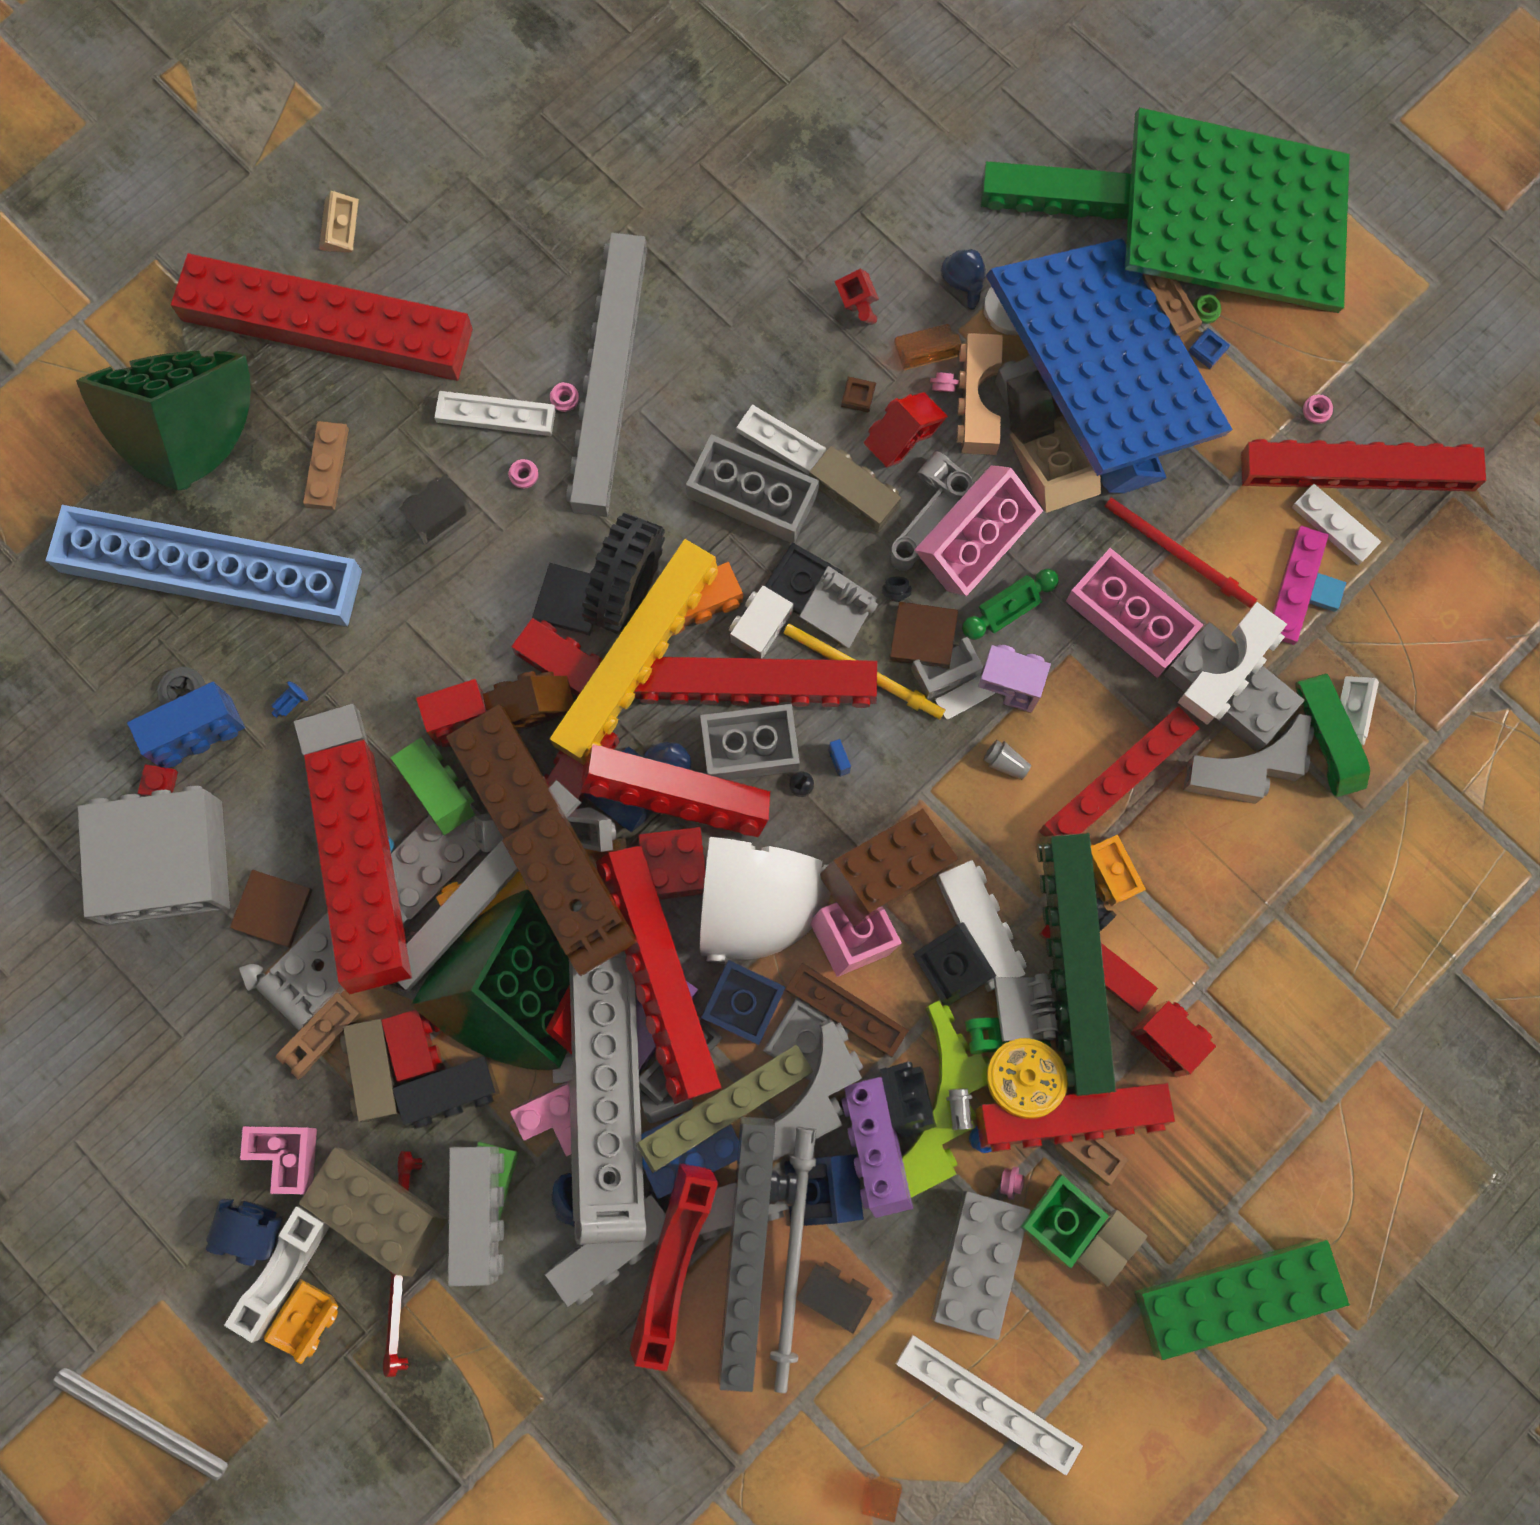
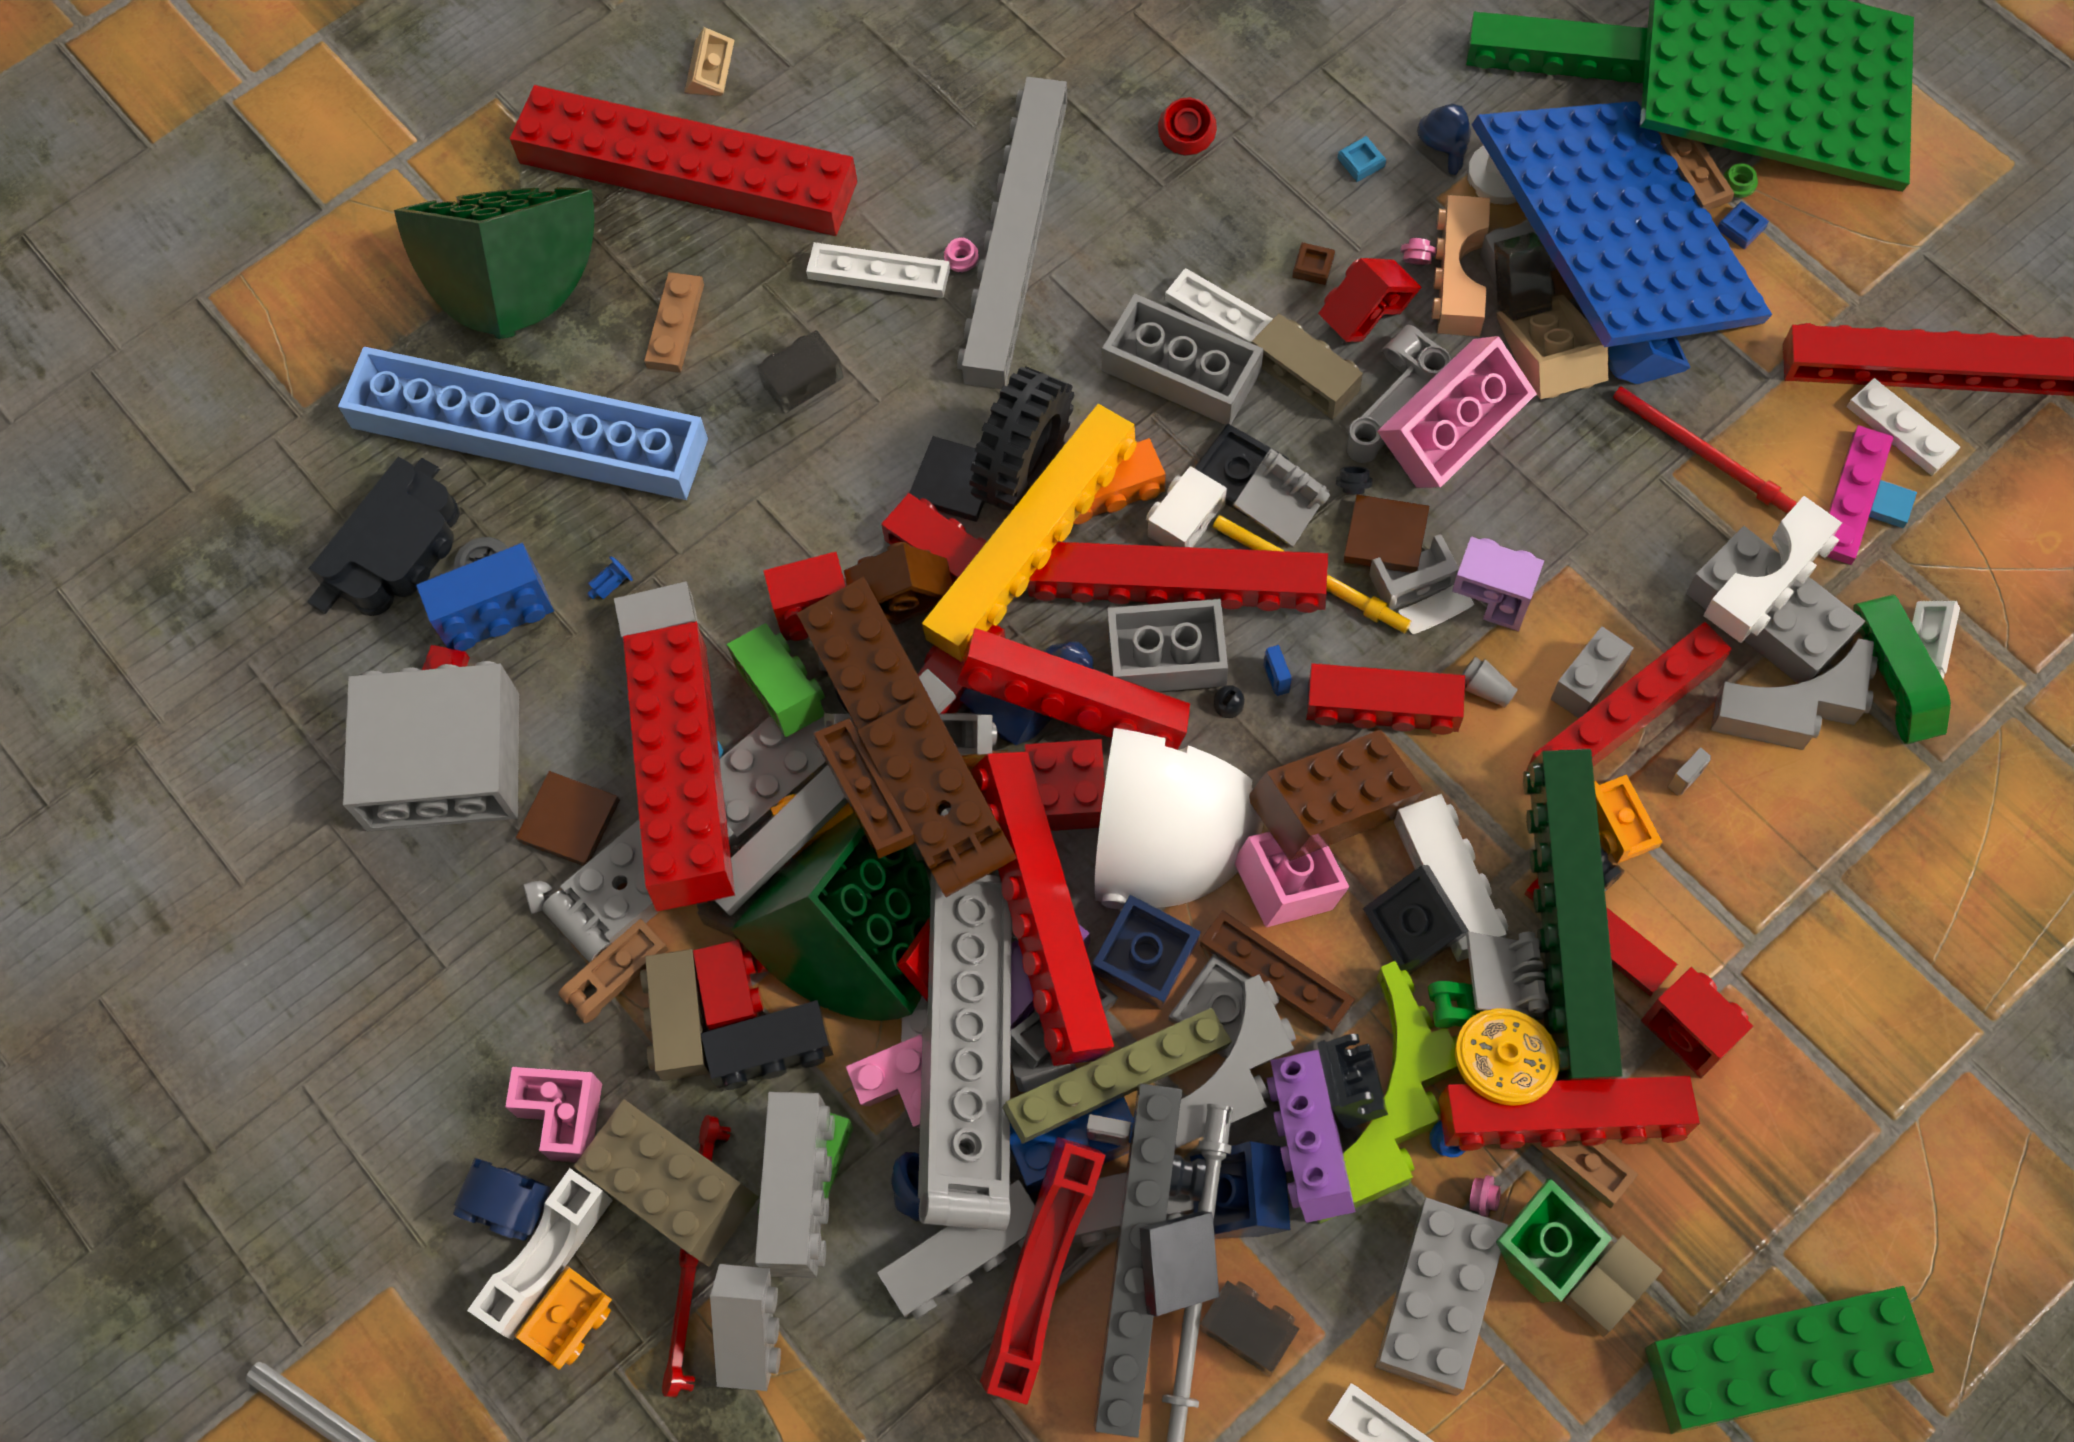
camera: 10 degrees right, 10 degrees down
(101, 674) = (388, 541): none -> black brick
(443, 1326) = (744, 1327): none -> light grey brick
(510, 888) = (864, 788): none -> reddish brown plate
(523, 466) = (905, 329): bright pink plate -> none
(719, 1156) = (1108, 1130): none -> light grey tile
(749, 271) = (1187, 126): none -> red hat
(778, 1259) = (1179, 1263): none -> tile
(857, 294) = (1317, 151): red brick -> none
(895, 297) = (1361, 159): none -> dark azure tile
(926, 777) = (1385, 698): none -> red brick
(927, 346) = (1399, 213): clear orange panel -> none
(960, 1108) = (1419, 1092): light grey pin -> none
(1010, 604) = (1495, 501): green plate -> none
(1090, 750) = (1591, 672): none -> light grey brick
(1133, 612) = (1648, 514): bright pink brick -> none
(1167, 829) = (1689, 772): none -> light grey tile
(1321, 402) = (1884, 289): bright pink plate -> none

